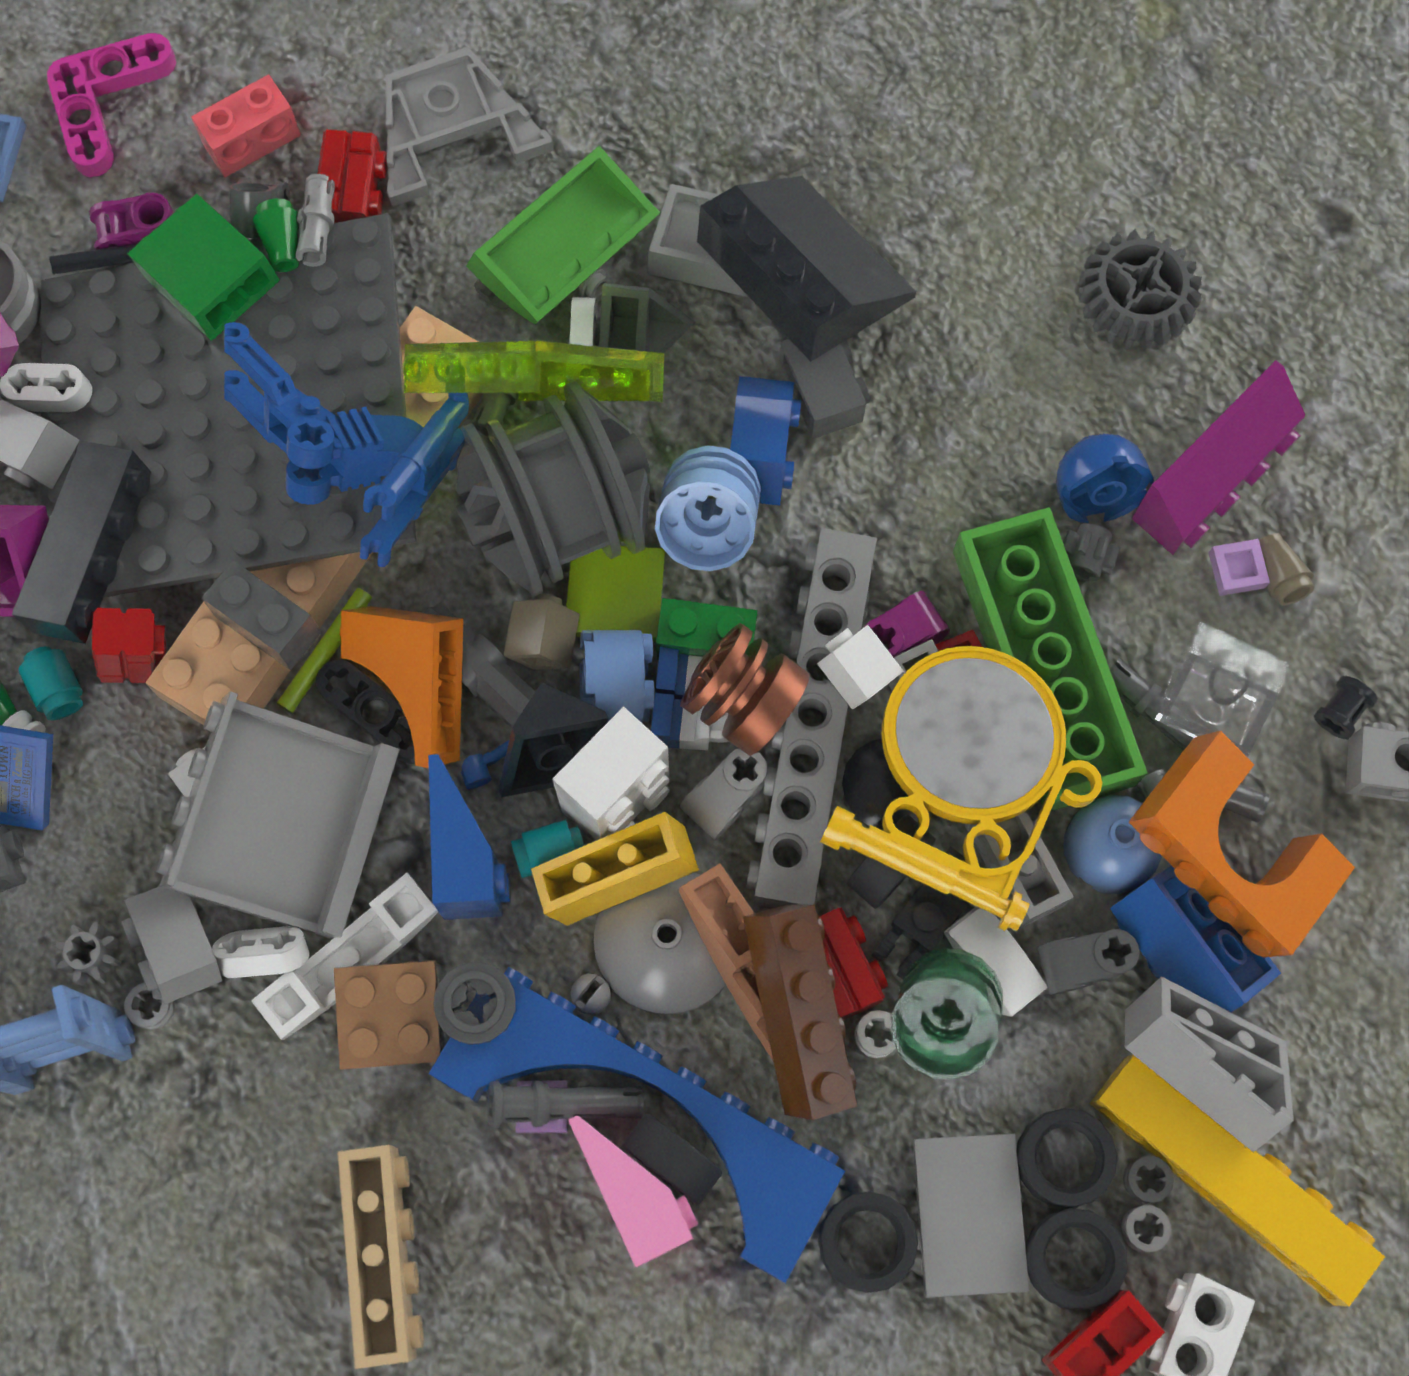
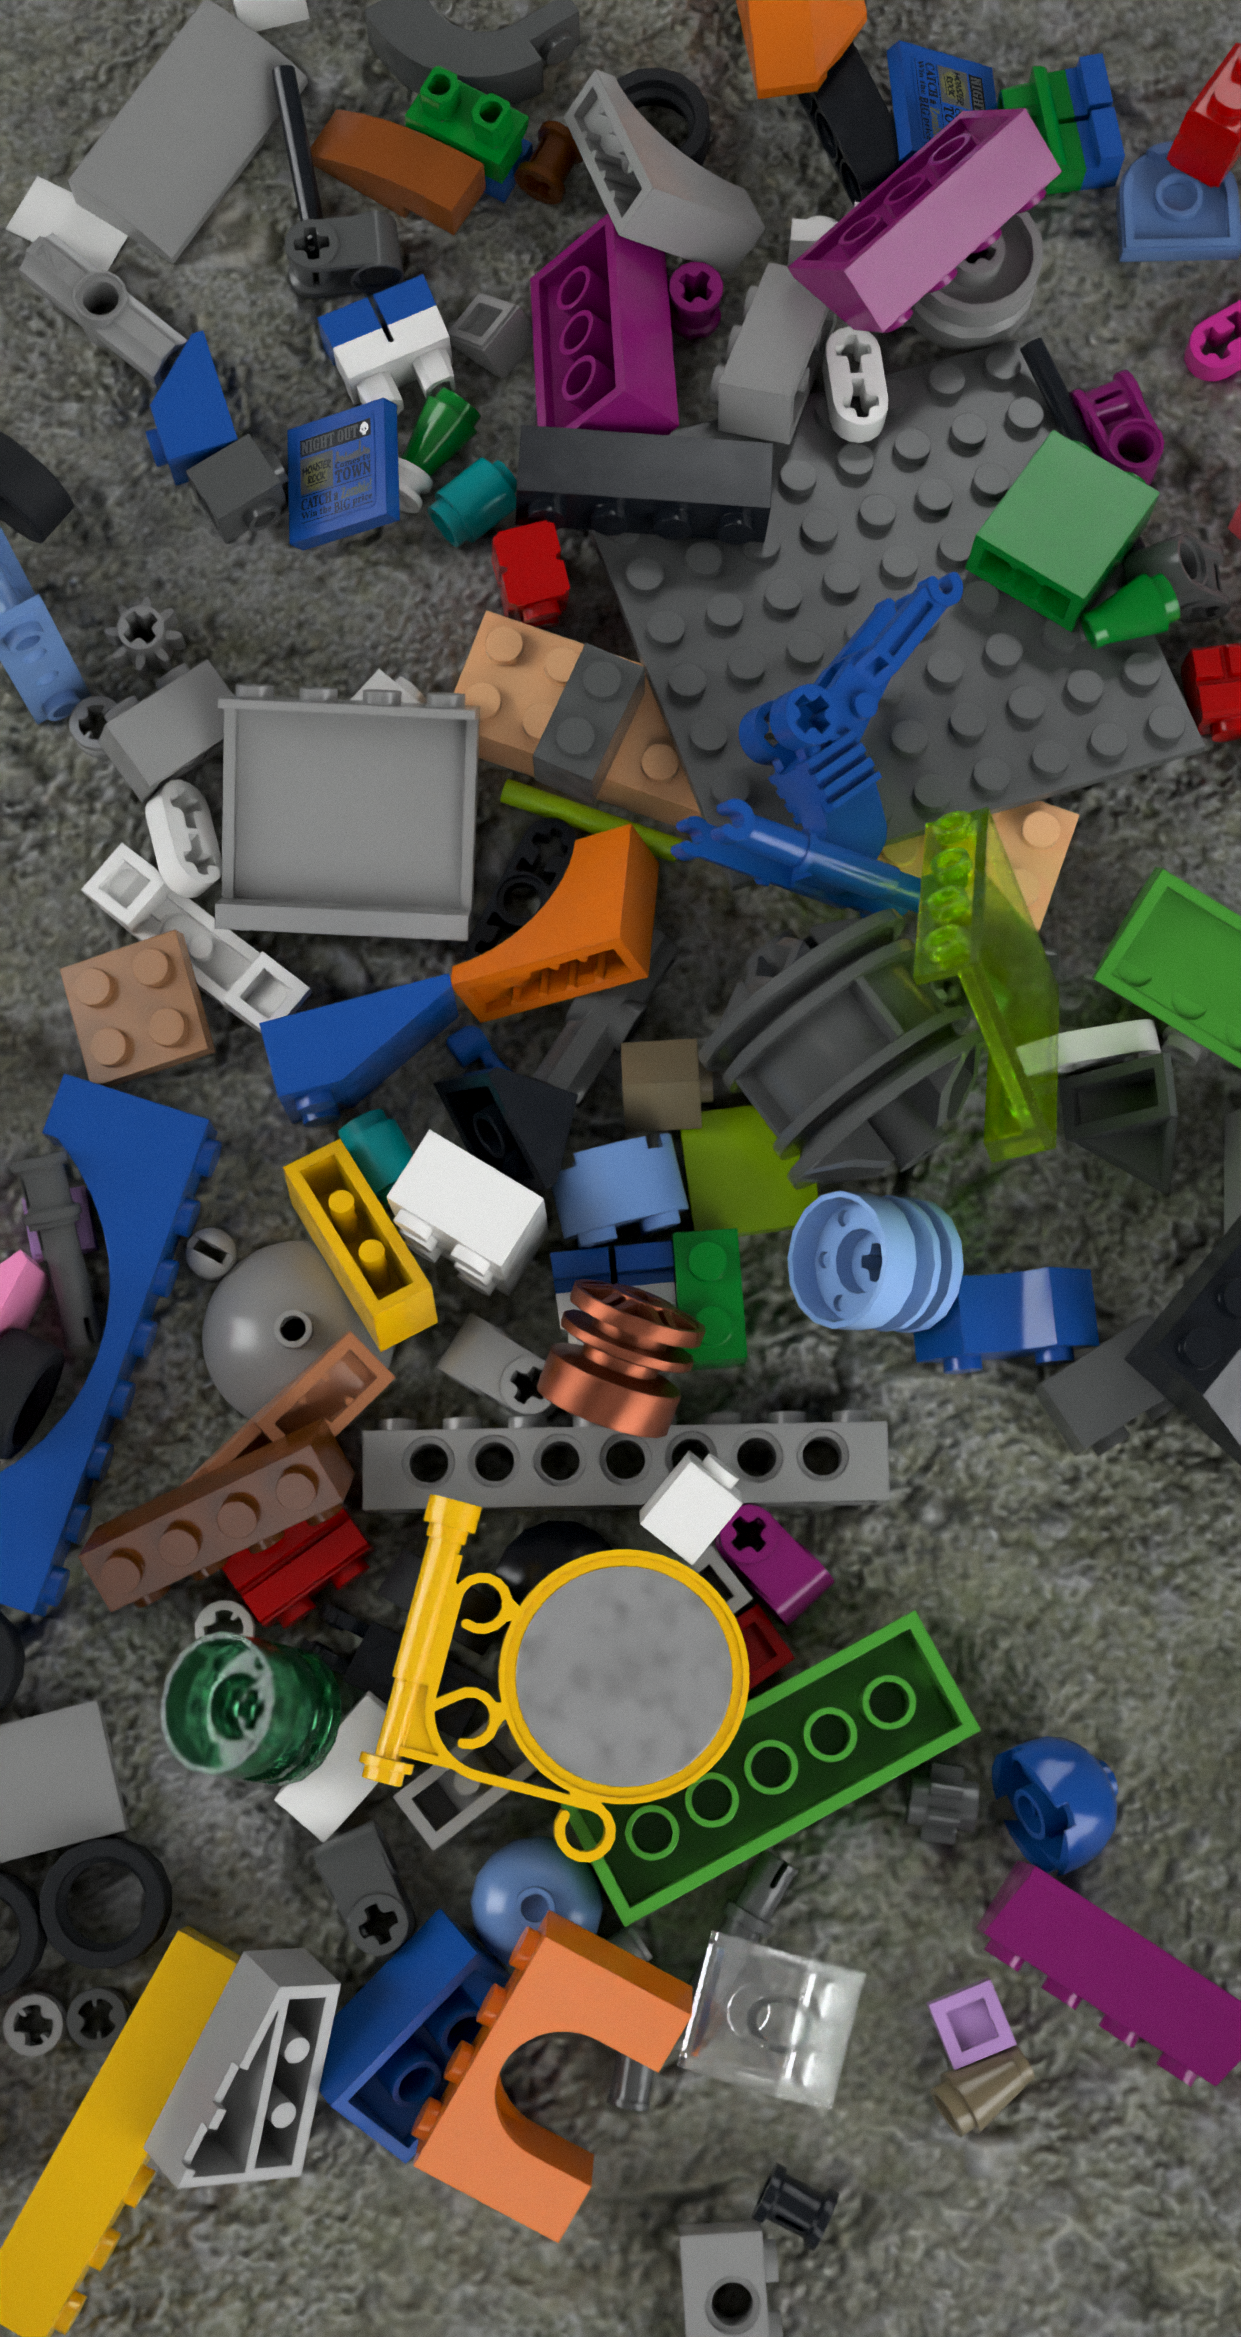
camera: 80 degrees right, 5 degrees up
(315, 220) = (1164, 653): light grey pin -> none
(453, 993) = (165, 1079): dark grey gear -> none

